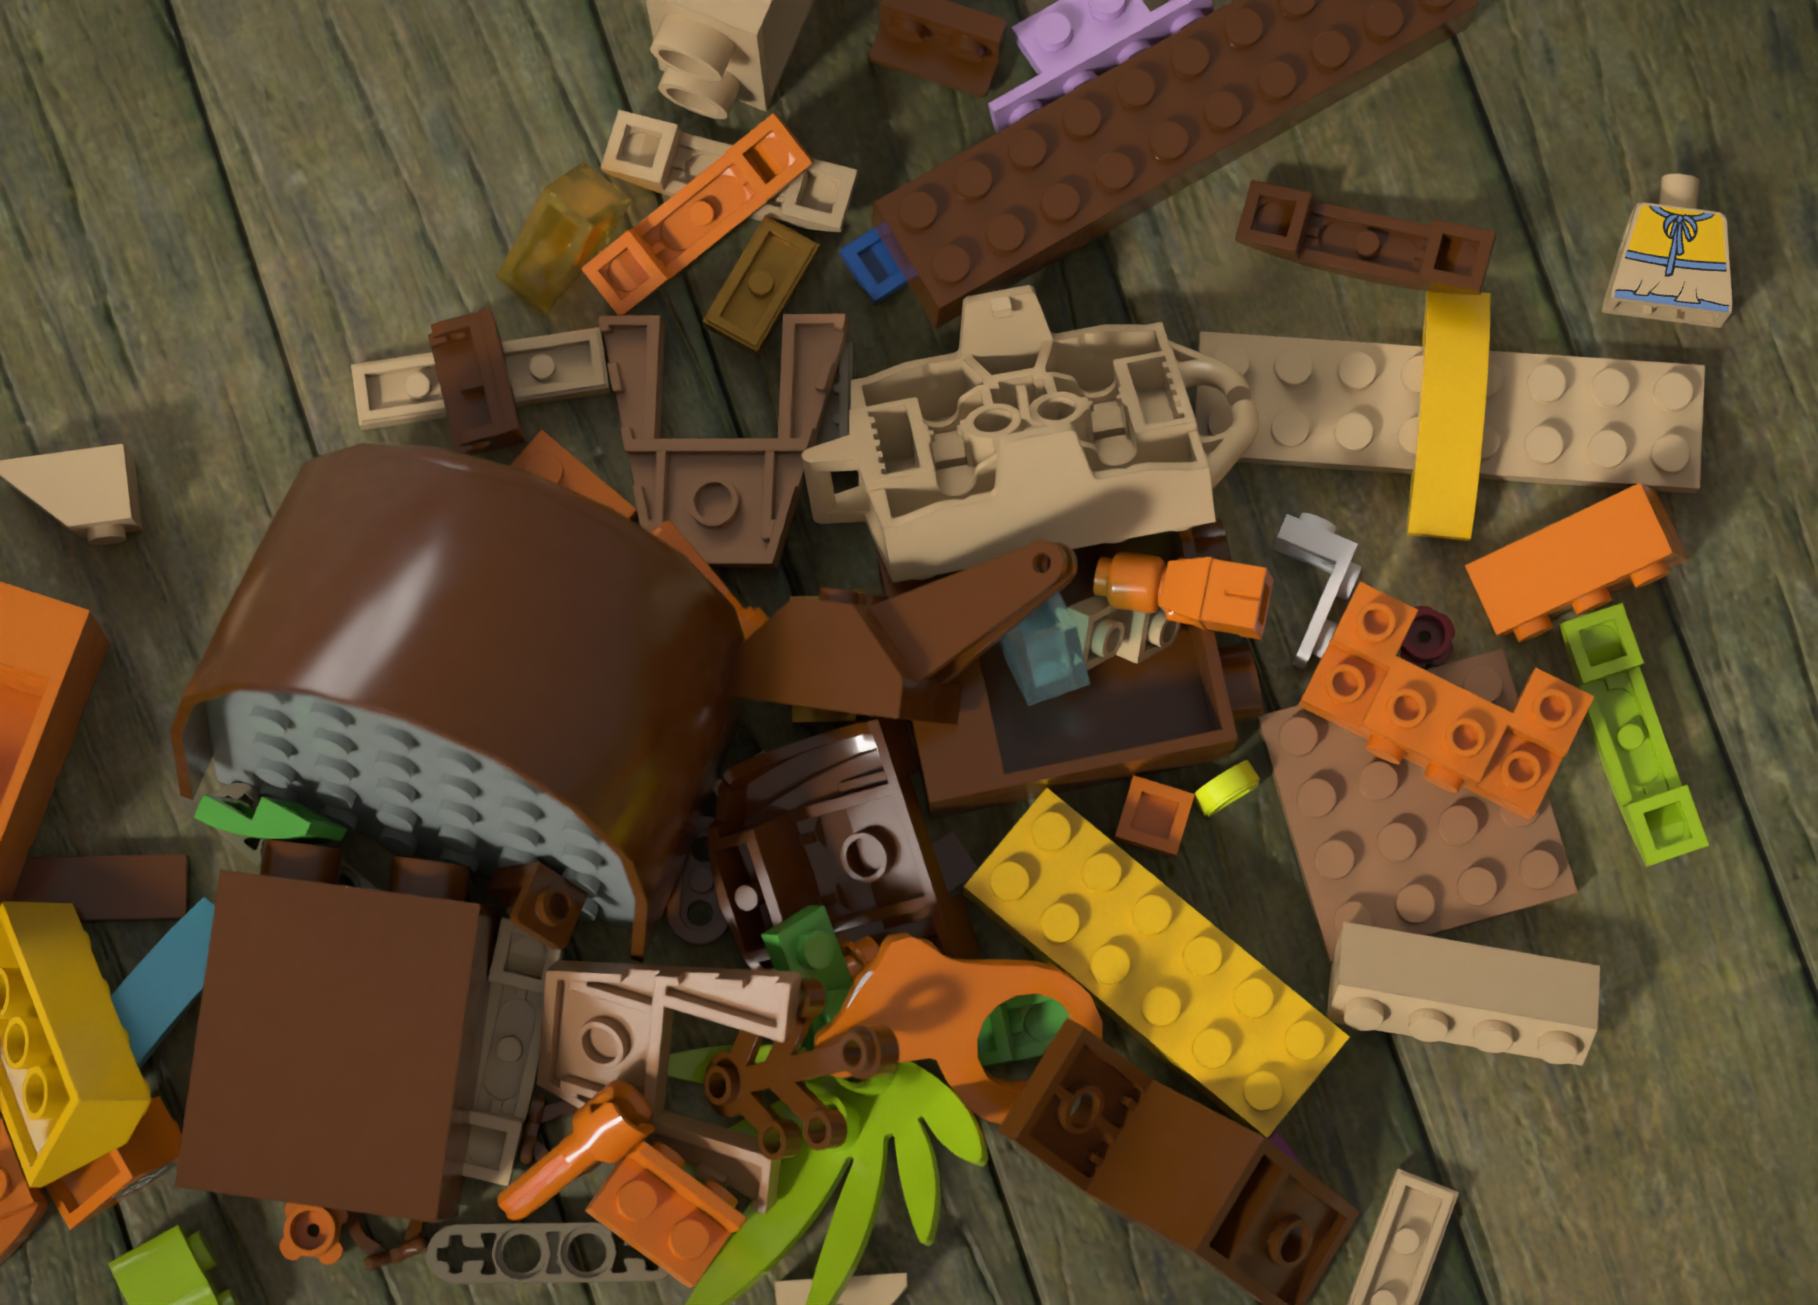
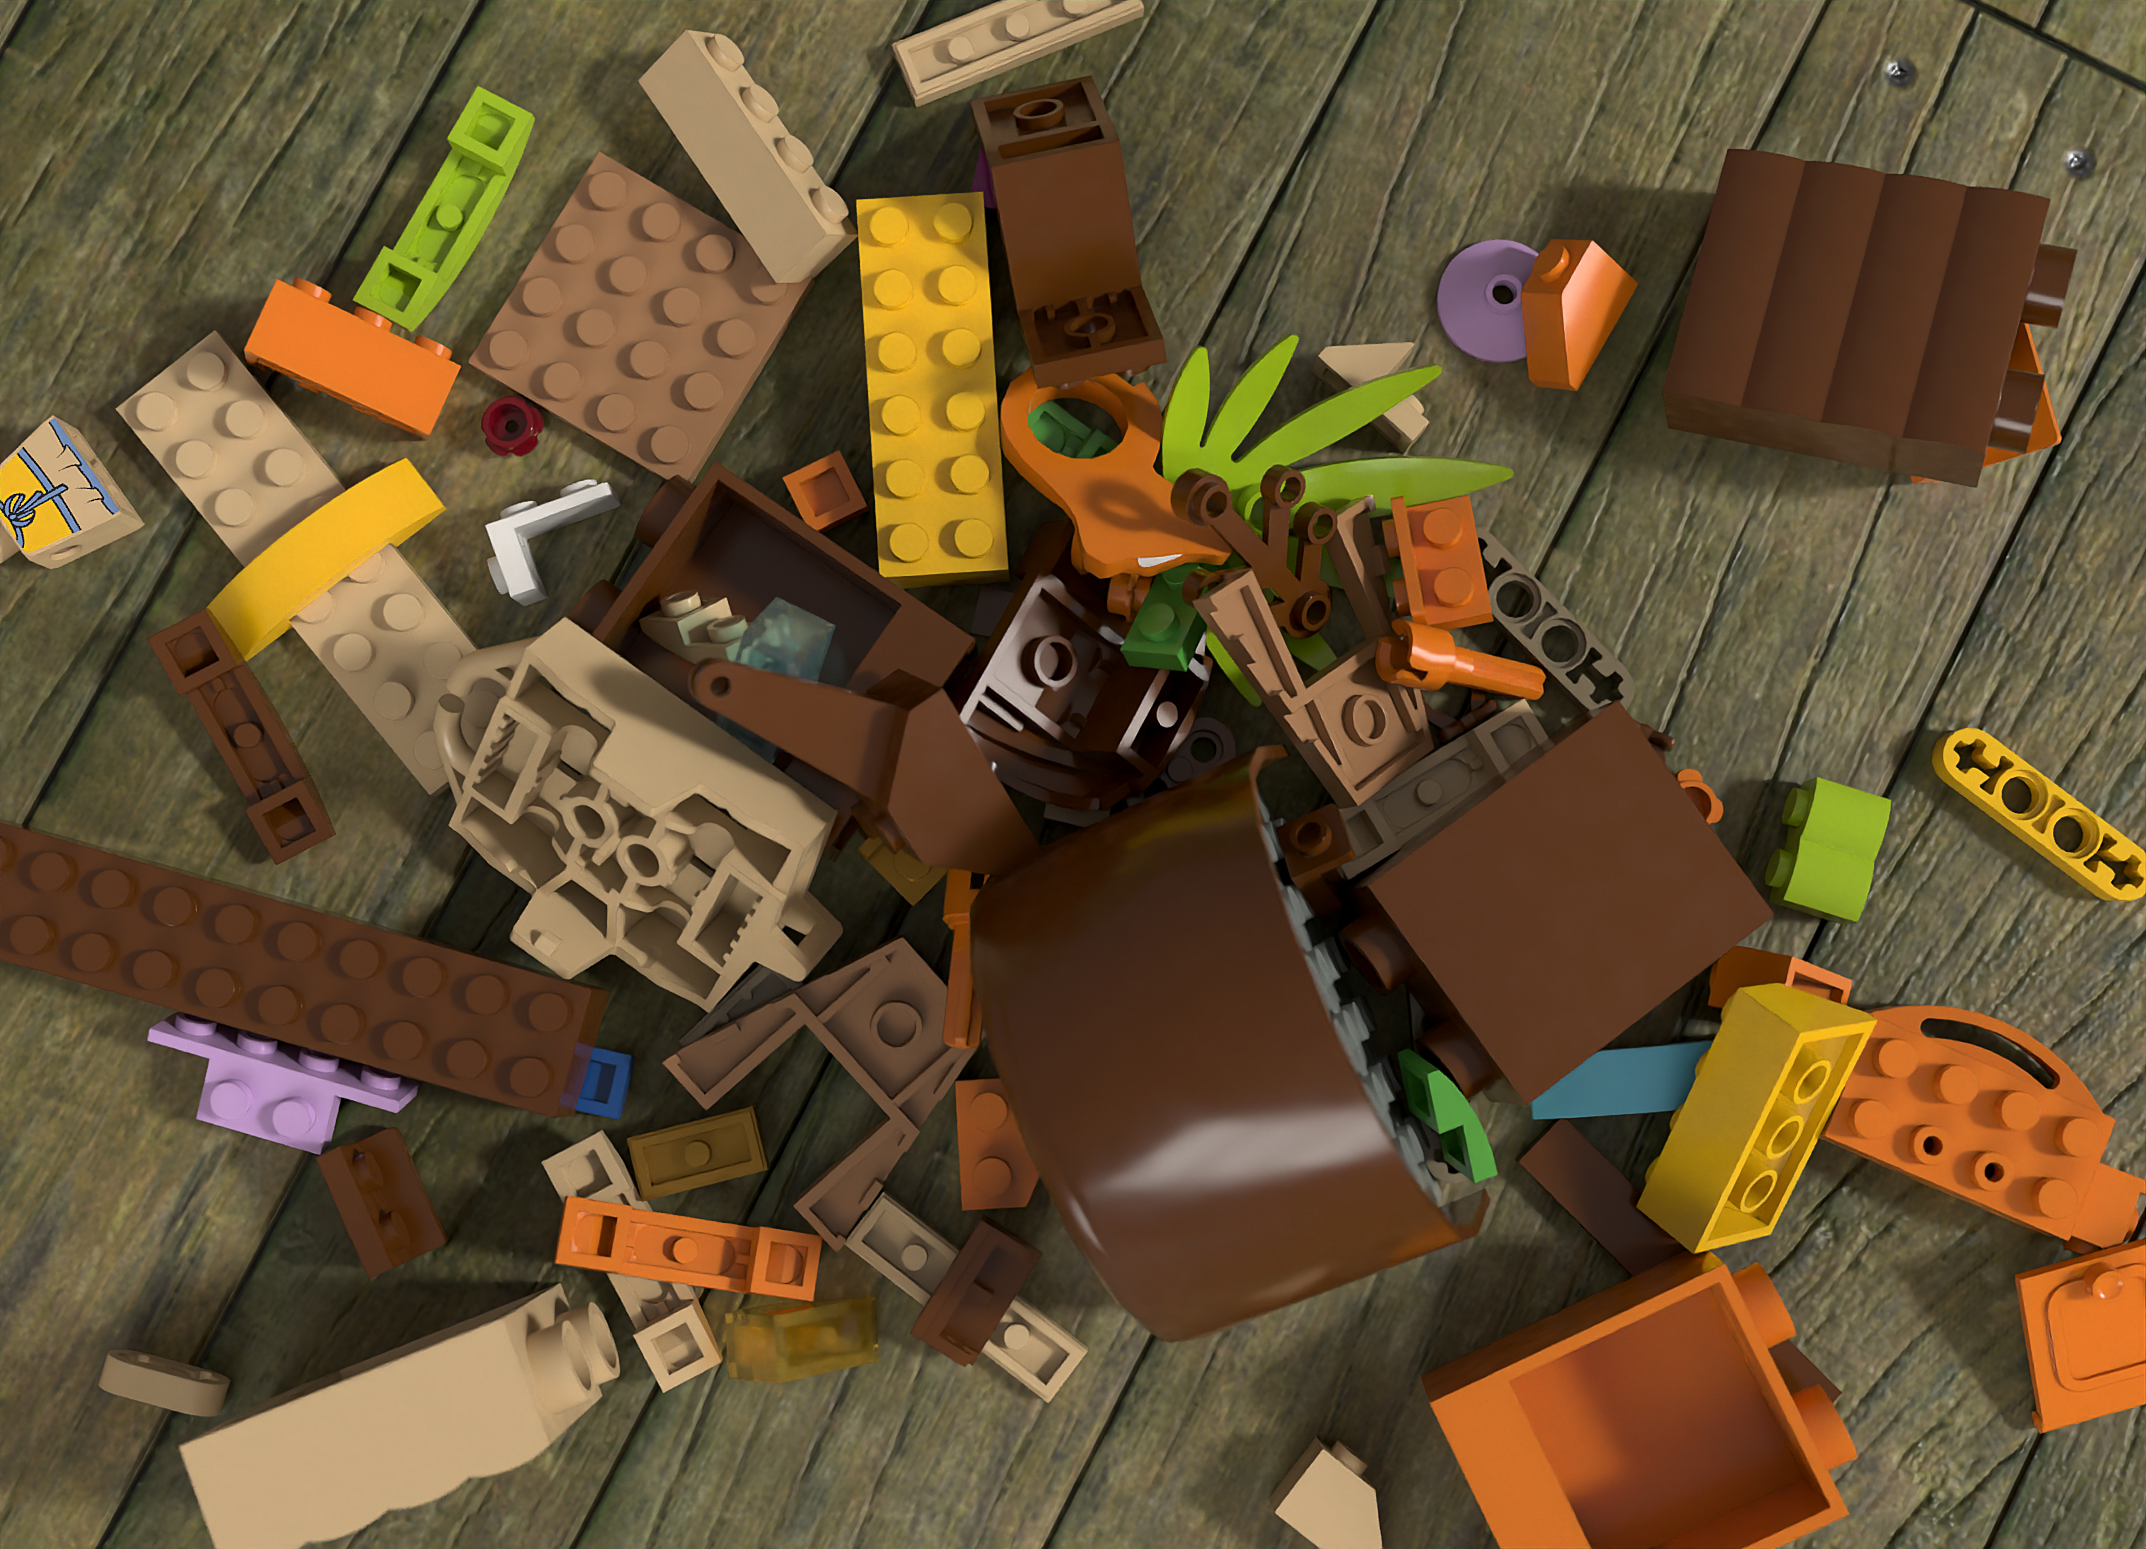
camera: 140 degrees left, 5 degrees up
(1189, 591) = (637, 594): orange piece -> none
(1226, 788) = (756, 461): neon yellow tile -> none
(1436, 722) = (565, 332): orange bracket -> none

